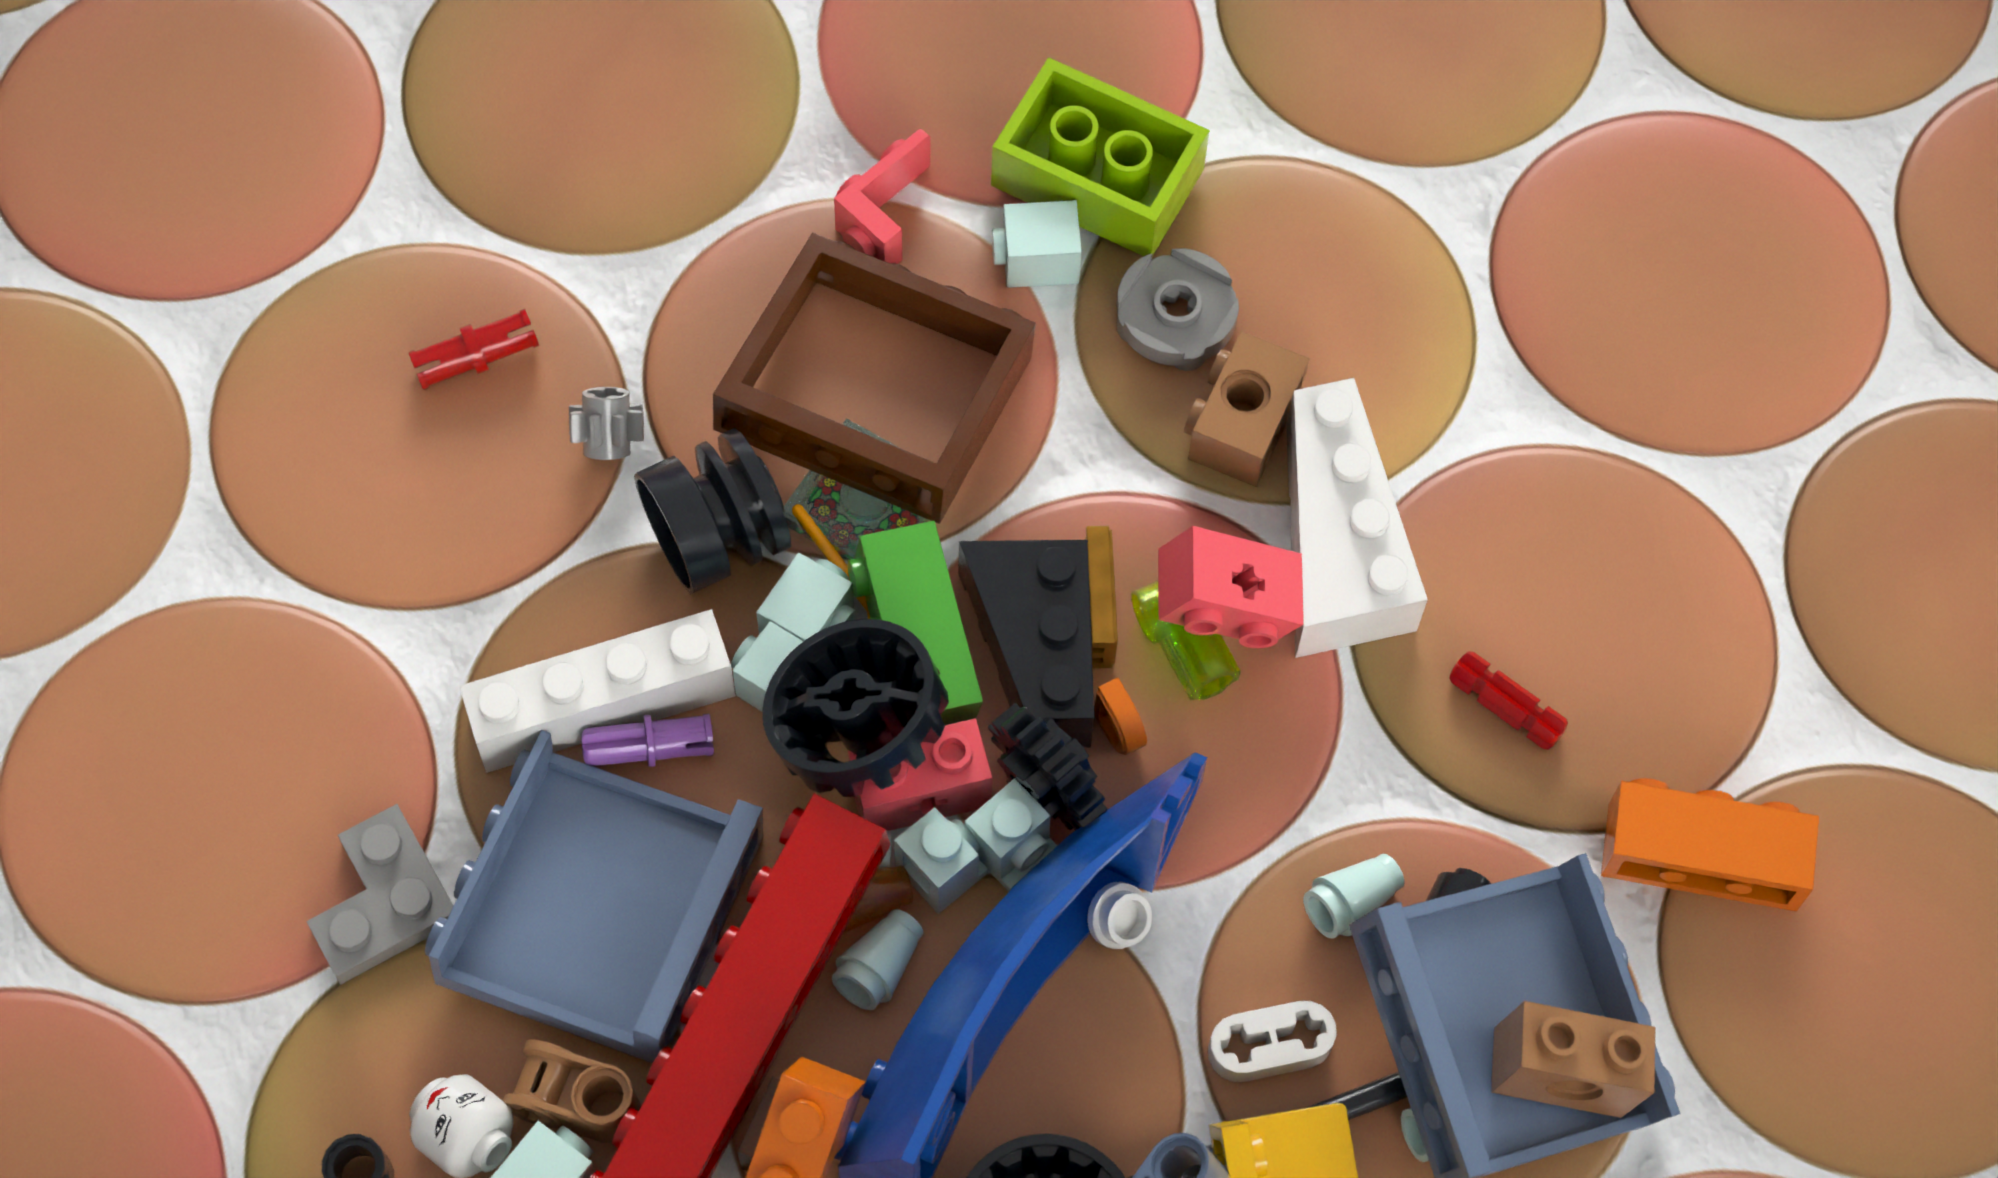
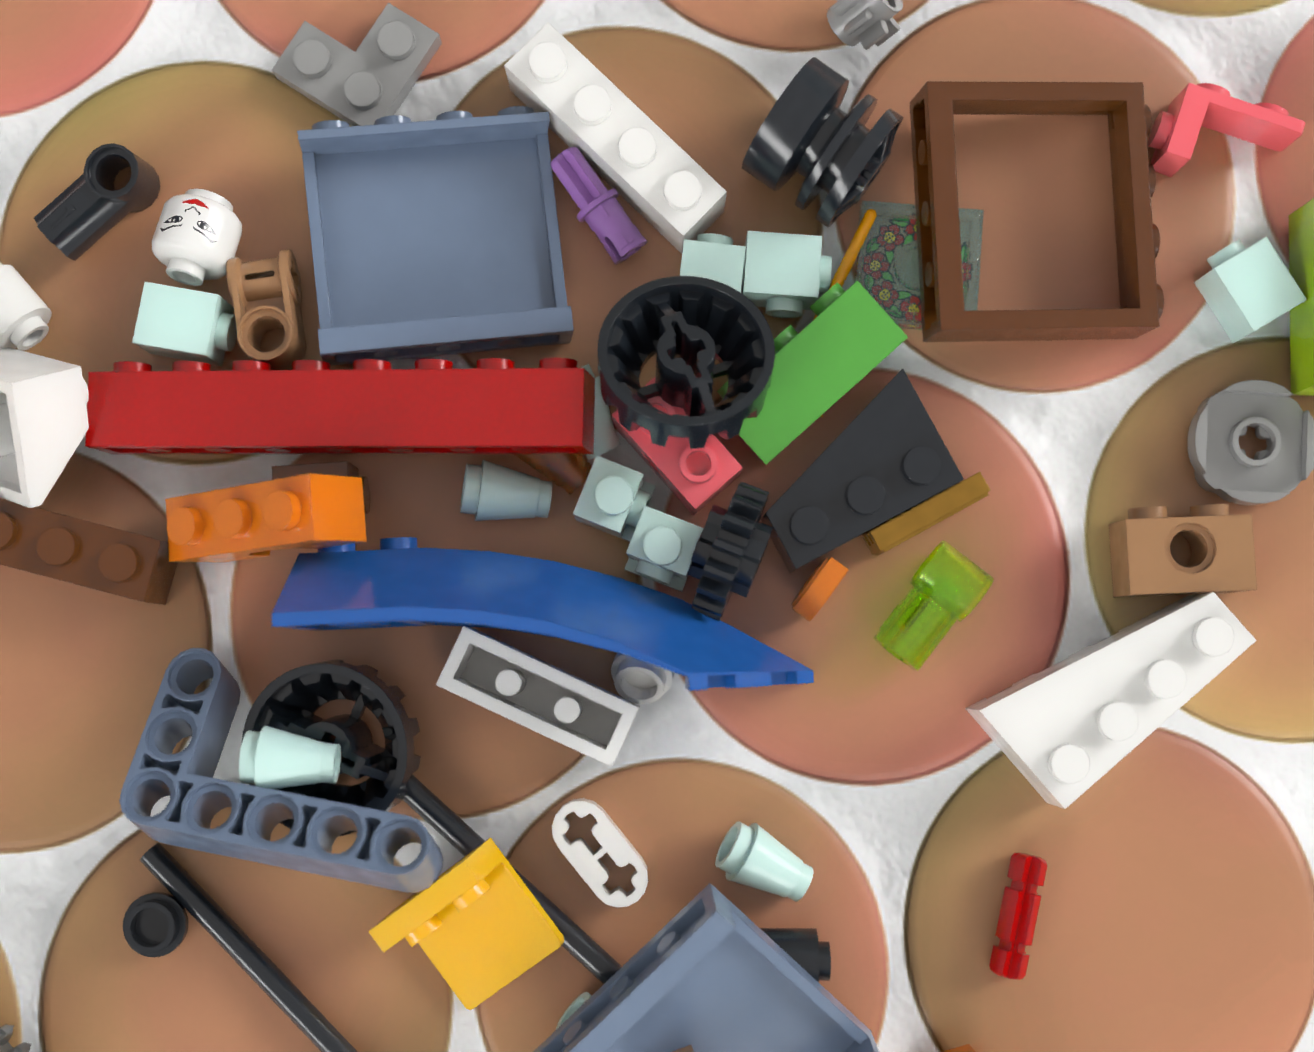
camera: 65 degrees right, 20 degrees up
(1094, 1010) = (538, 695): none -> white brick
(1230, 587) = (982, 627): coral brick -> none

